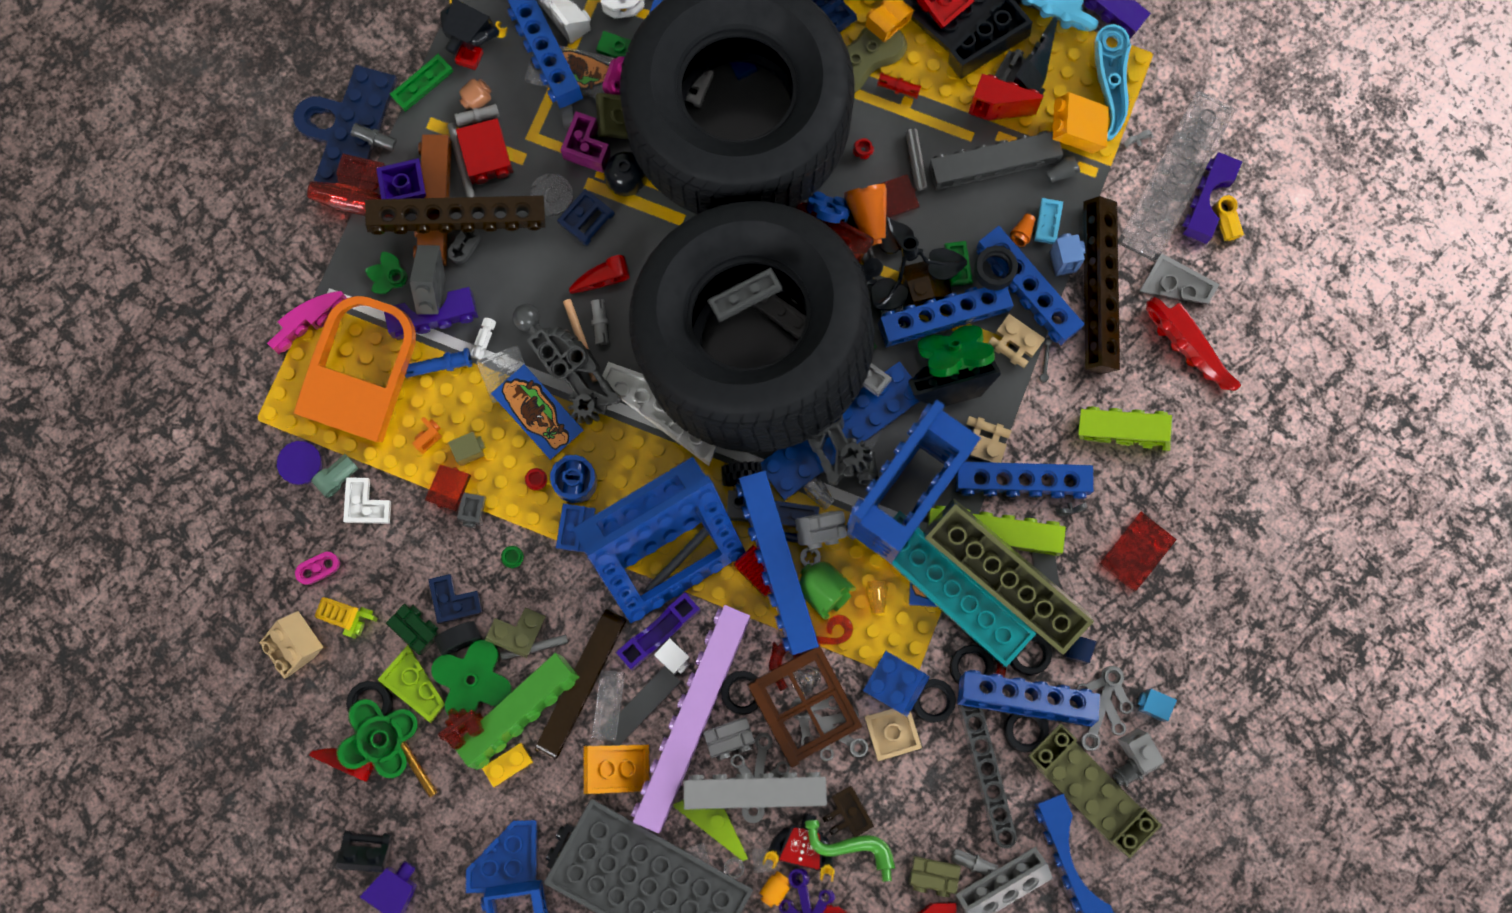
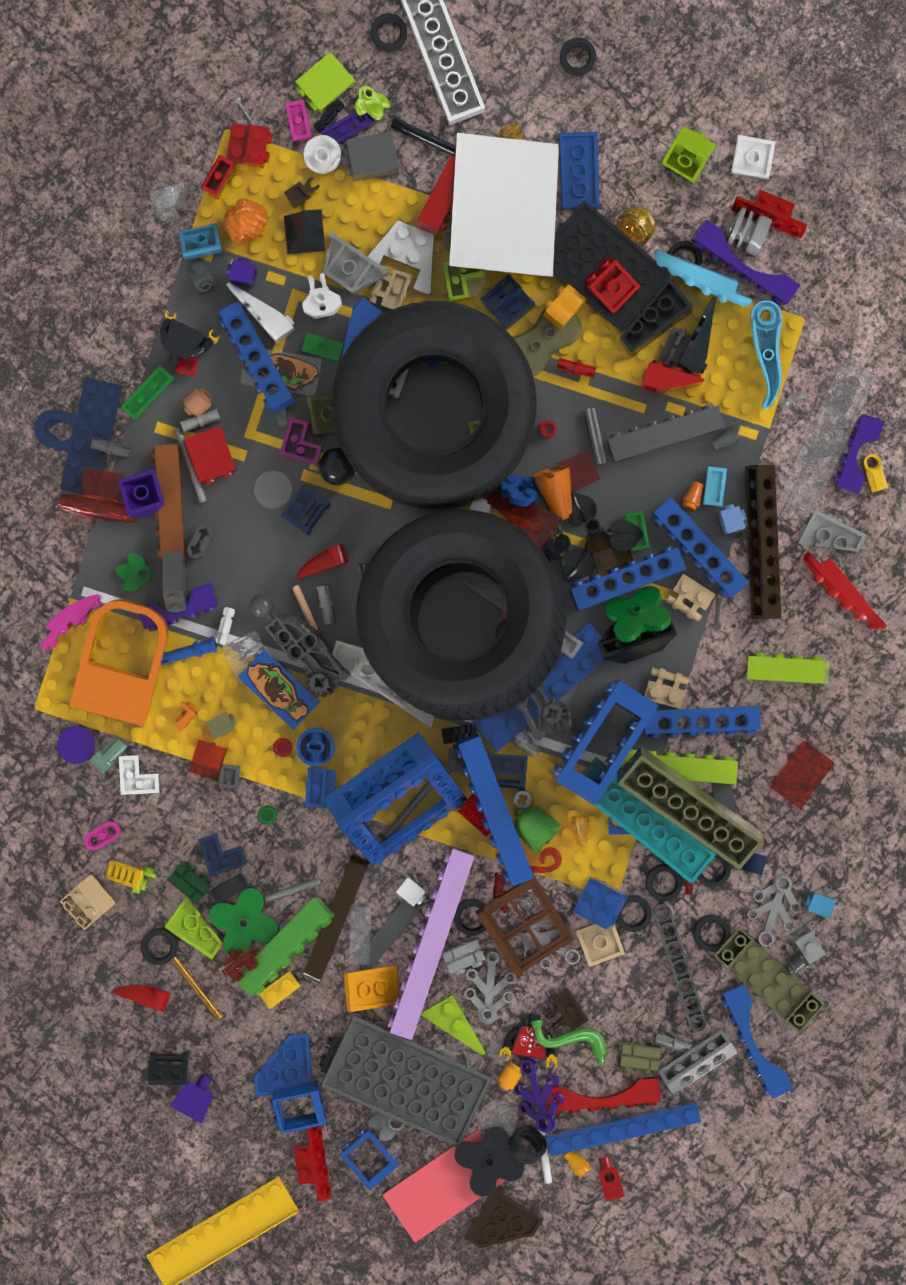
camera: 10 degrees left, 10 degrees up
(384, 755) = (178, 988): green plant -> none
(444, 207) = (260, 506): dark brown brick -> none
(518, 638) = (280, 884): olive plate -> none
(613, 76) = (322, 376): dark pink plate -> none
(657, 633) = (397, 871): dark purple arch -> none
(745, 295) = (454, 600): dark grey tile -> none
(755, 792) = (488, 1001): light grey brick -> none
(821, 528) = (530, 777): light grey brick -> none
(971, 695) = (663, 909): blue brick -> none
(1003, 253) = (654, 536): black tyre -> none
(1080, 123) = (739, 397): light orange brick -> none

